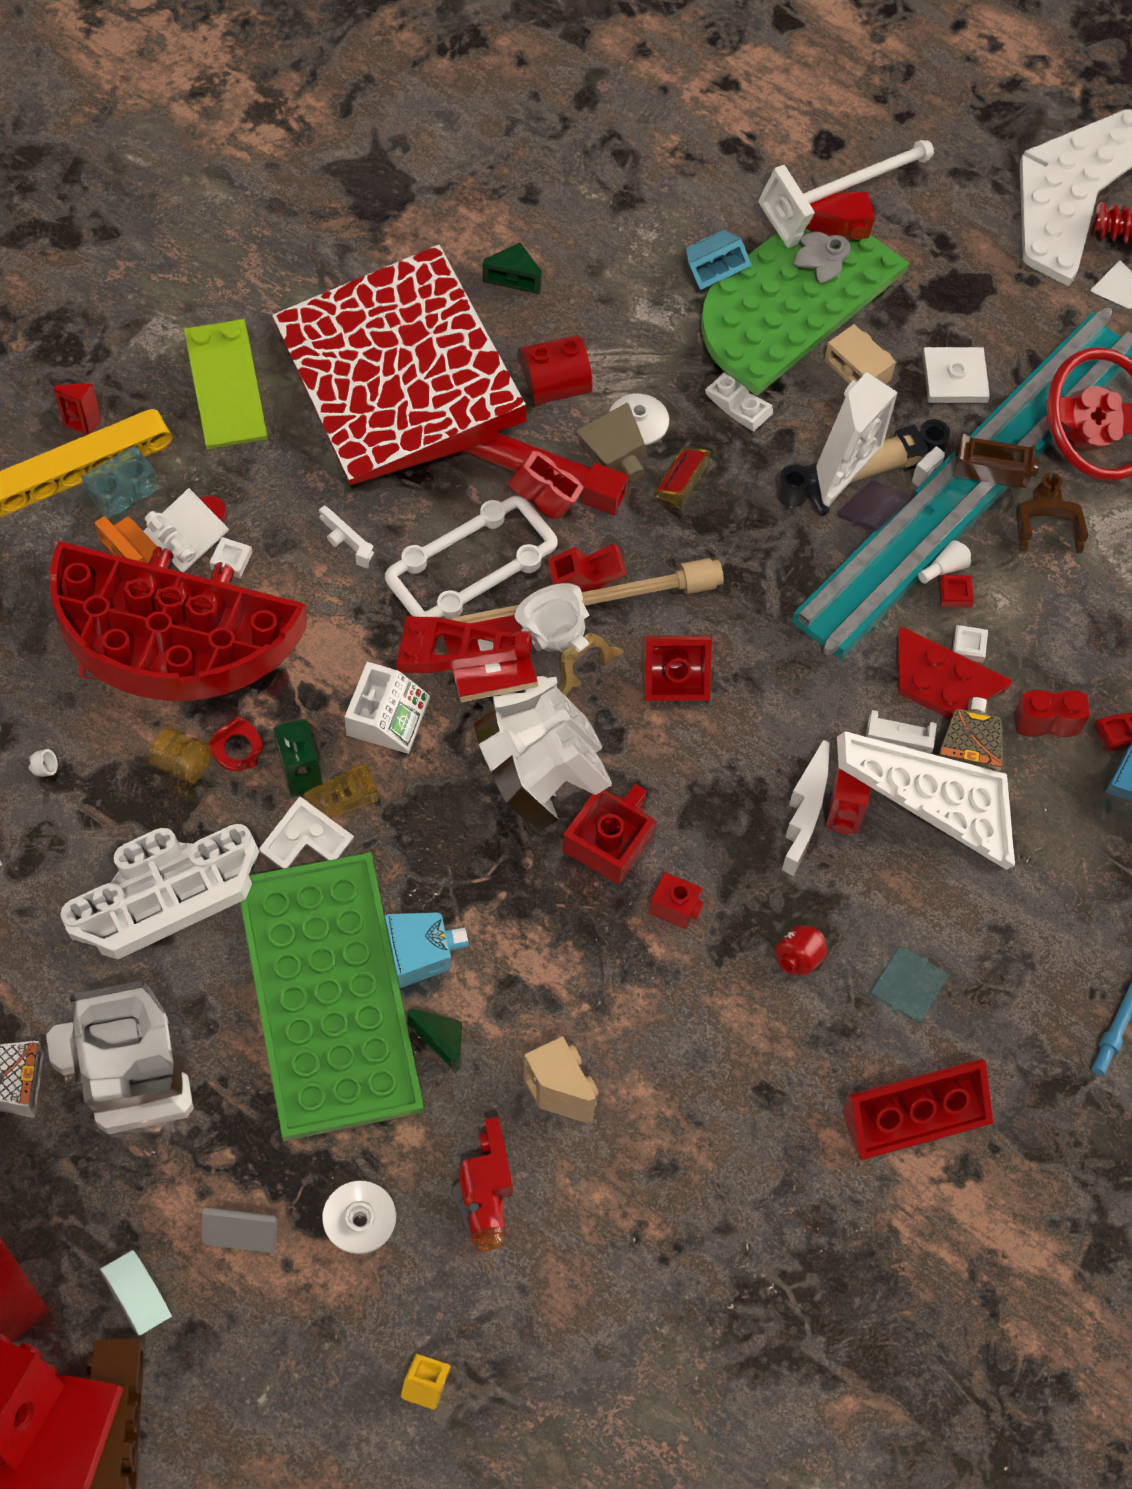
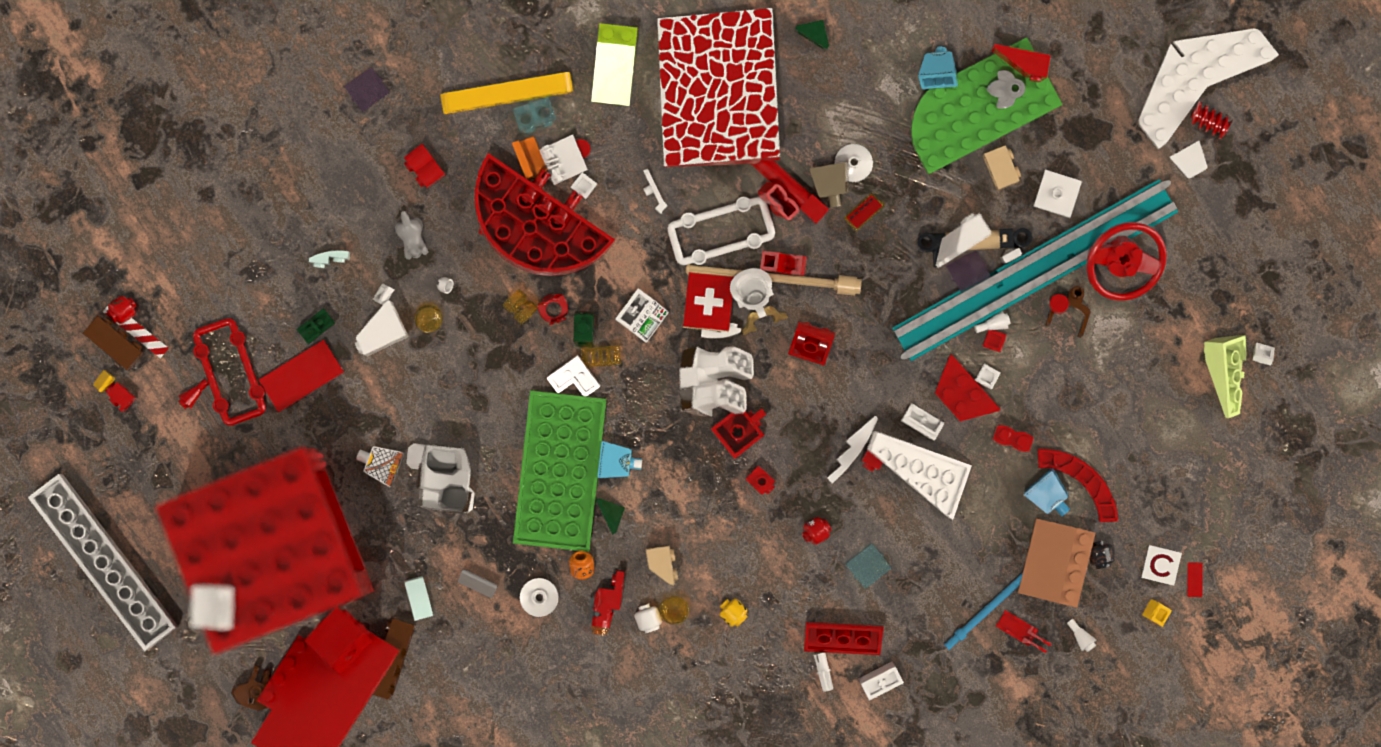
camera: 20 degrees right, 25 degrees up
(27, 821) = (428, 317): none -> clear yellow hair
(78, 407) = (522, 59): red slope -> none
(154, 875) = (486, 381): white connector -> none
(418, 1134) = (581, 565): none -> orange head
(420, 639) = (672, 280): red plate -> none
(425, 1381) = (546, 687): yellow slope -> none
(556, 369) = (815, 113): red brick -> none
(568, 1190) = (648, 618): none -> white head
(610, 1159) = (674, 610): none -> clear yellow hair
(713, 1131) = (733, 612): none -> yellow head
(738, 402) = (917, 172): white slope -> none
(791, 209) = (994, 56): white tile -> none
(910, 1181) = (823, 671): none -> white axle
(974, 737) = (960, 440): torso -> none
(995, 462) = (1066, 280): reddish brown window -> none
(1016, 1161) = (880, 680): none -> white hinge
(1031, 505) = (1058, 304): none -> red tile

